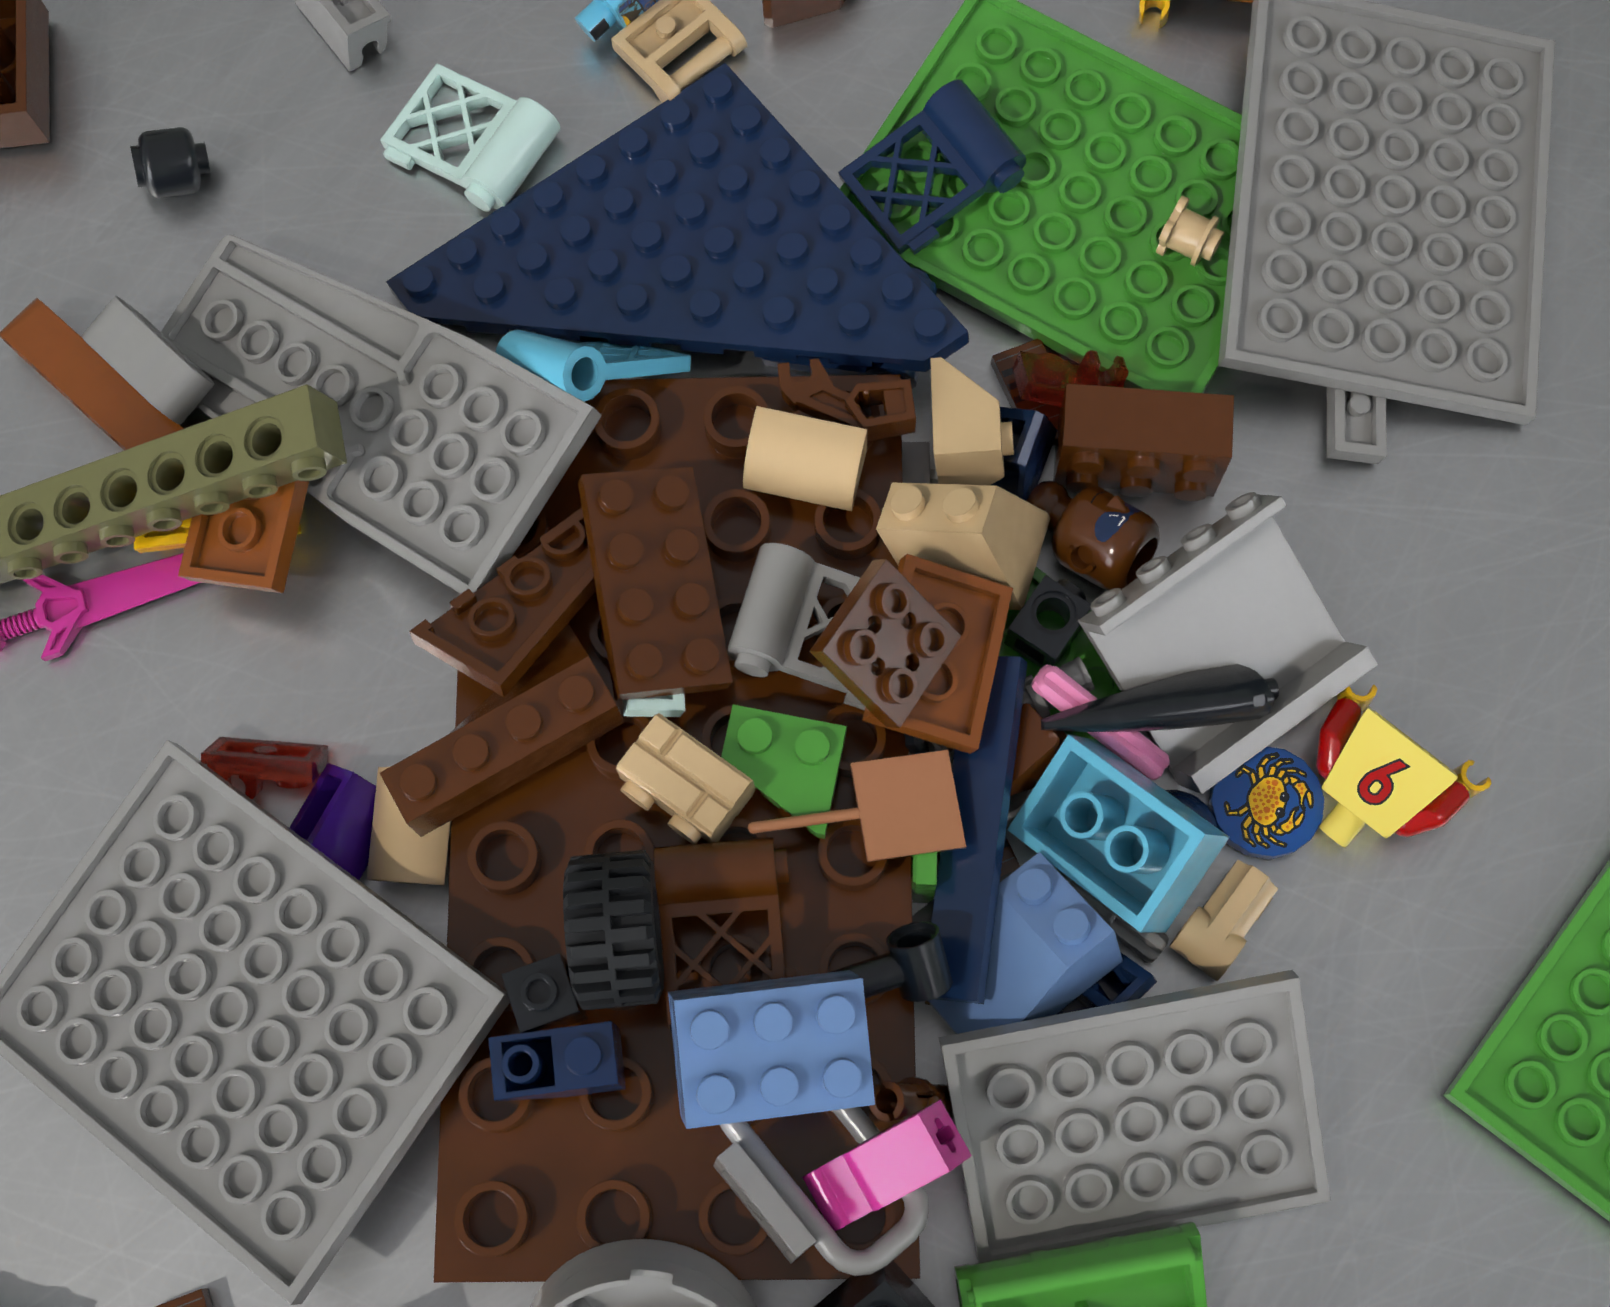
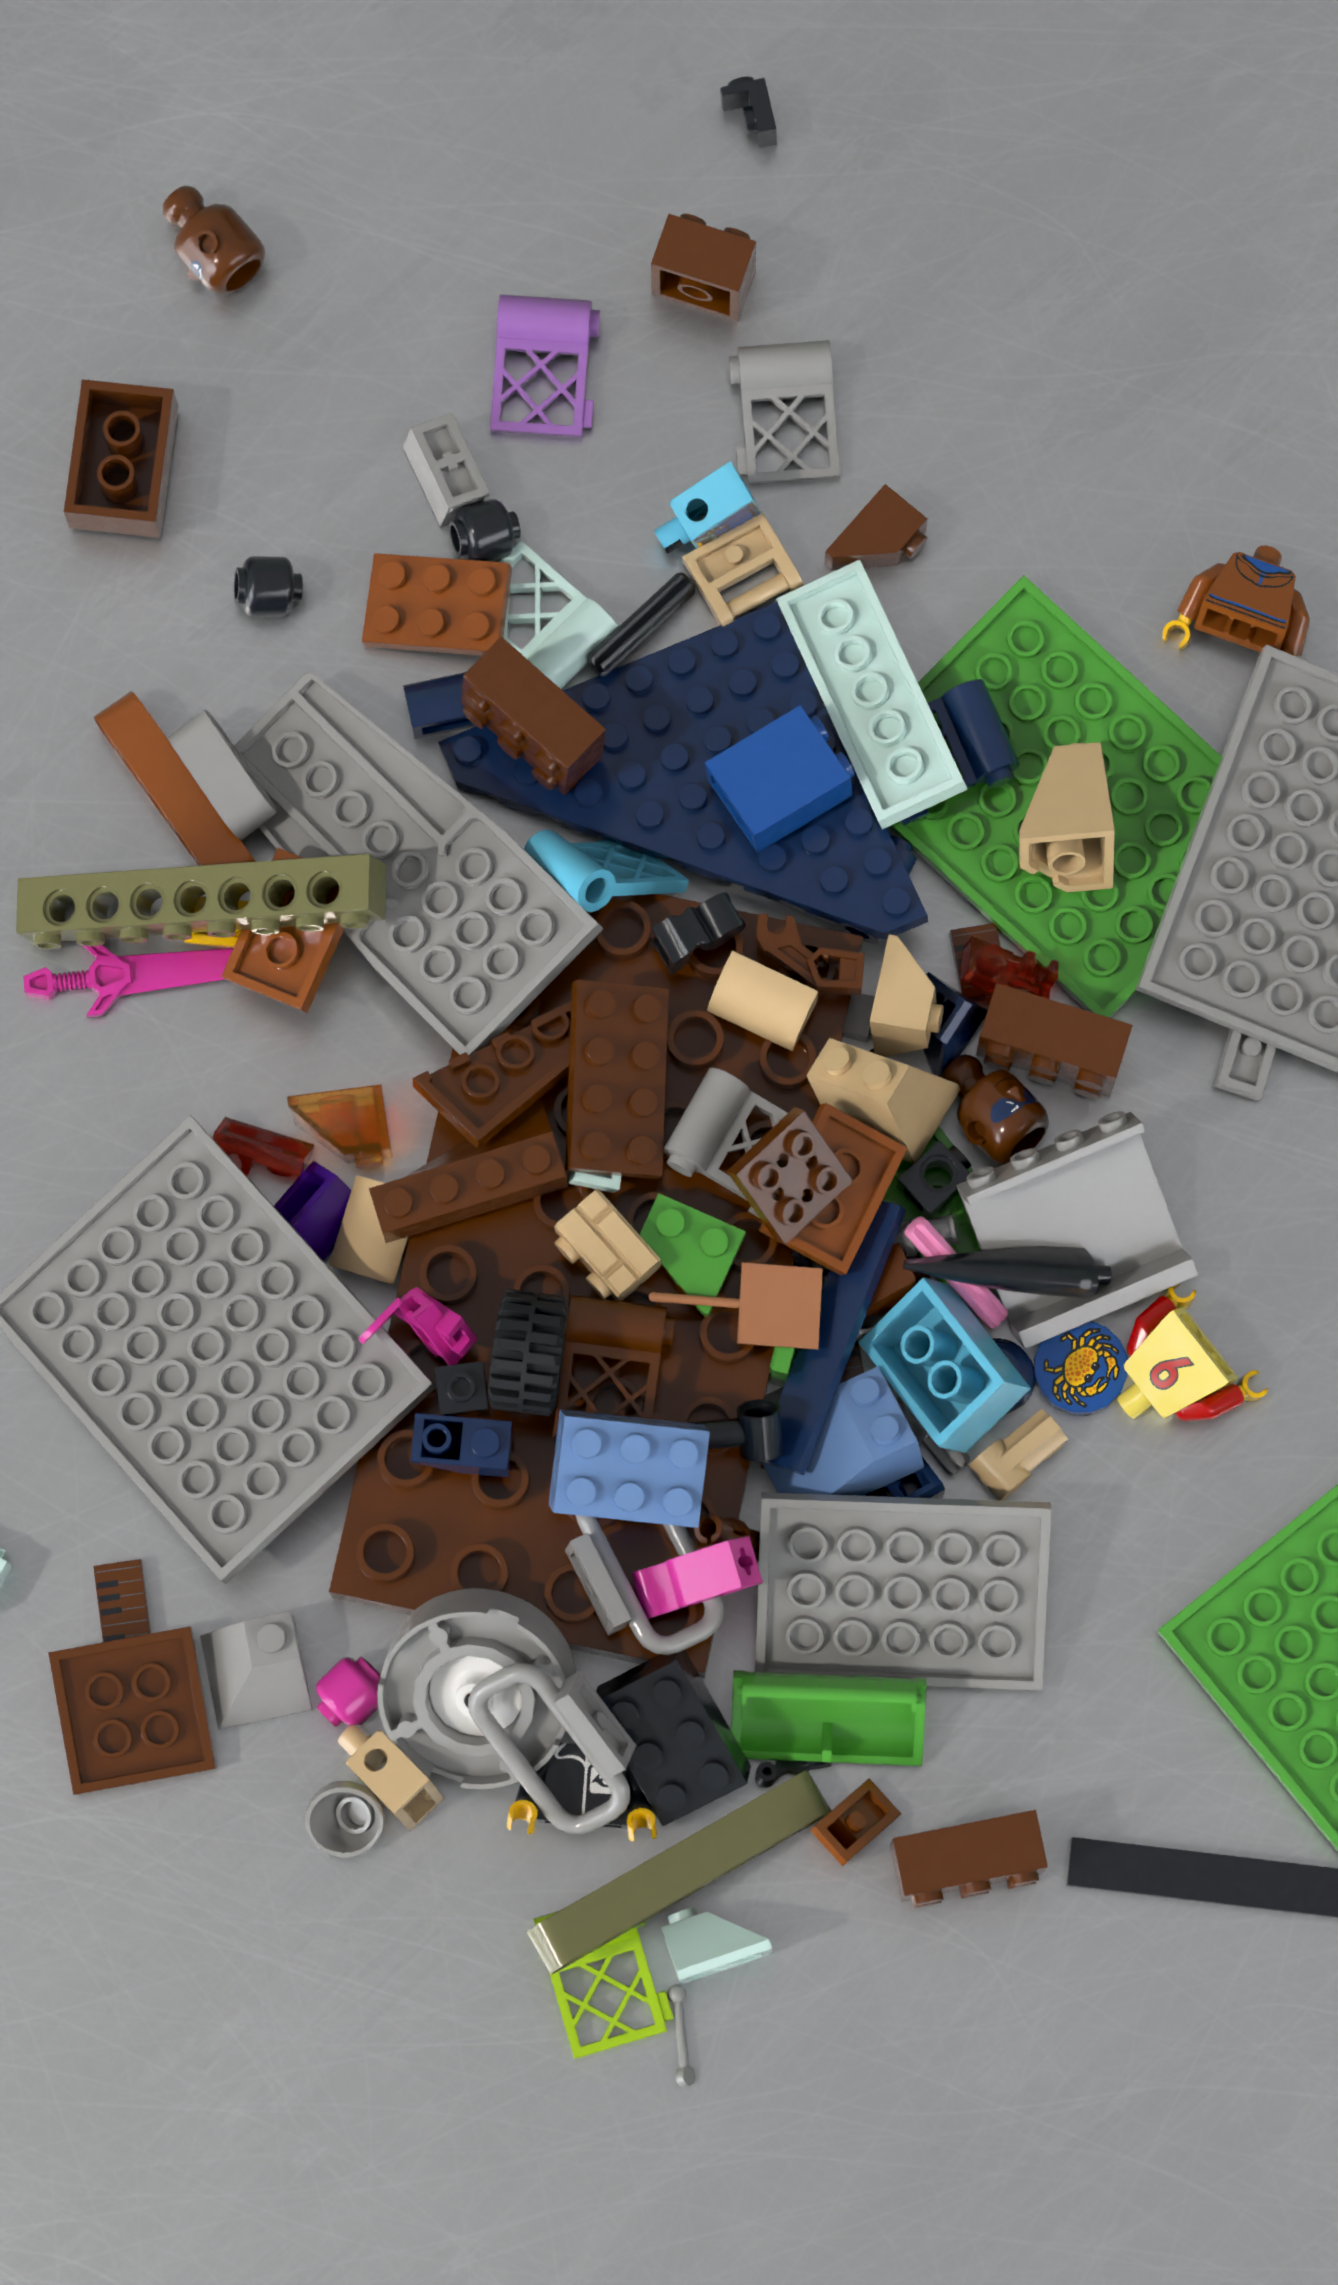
camera: 10 degrees right, 5 degrees up
(355, 706) = (347, 1123): none -> clear orange slope
(358, 143) = (436, 604): none -> dark orange plate
(394, 59) = (484, 531): none -> black head
(394, 239) = (436, 706): none -> dark blue brick
(475, 212) = (532, 717): none -> reddish brown brick
(489, 917) = (435, 1324): none -> dark pink piece
(581, 116) = (641, 624): none -> black axle
(722, 389) = (699, 927): none -> black leg
(767, 221) = (780, 777): none -> blue brick
(851, 125) = (871, 694): none -> light aqua plate
(1104, 204) = (1071, 821): none -> tan slope
(1190, 234) = (1144, 865): tan brick -> none

